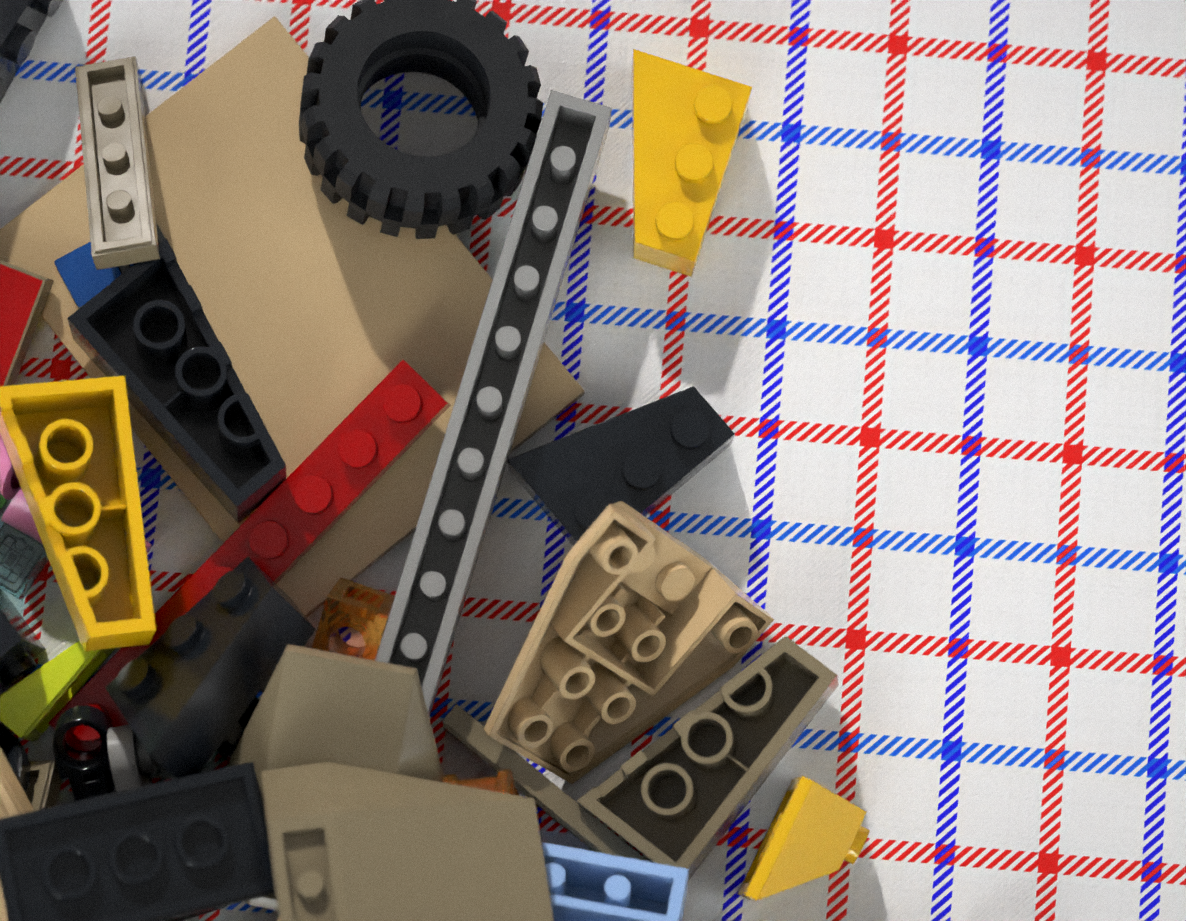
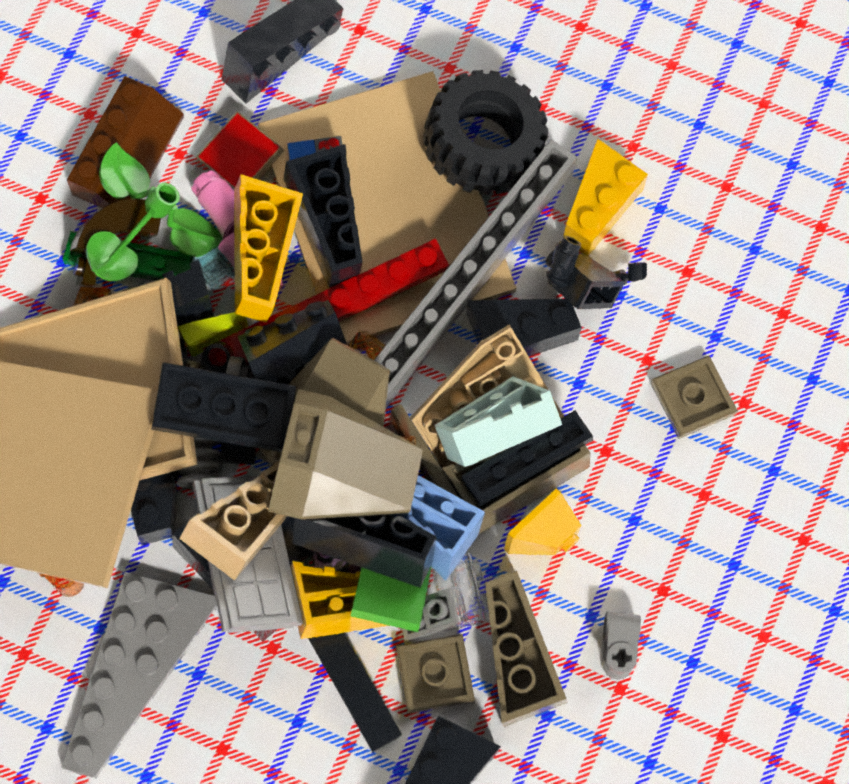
camera: 20 degrees right, 10 degrees down
(116, 163) = (334, 106): tile -> none
(649, 685) = (497, 421): none -> light aqua wedge
(708, 337) = (586, 281): none -> black torso
(727, 729) = (526, 459): none -> black tile
(979, 478) = (693, 397): none -> dark tan tile

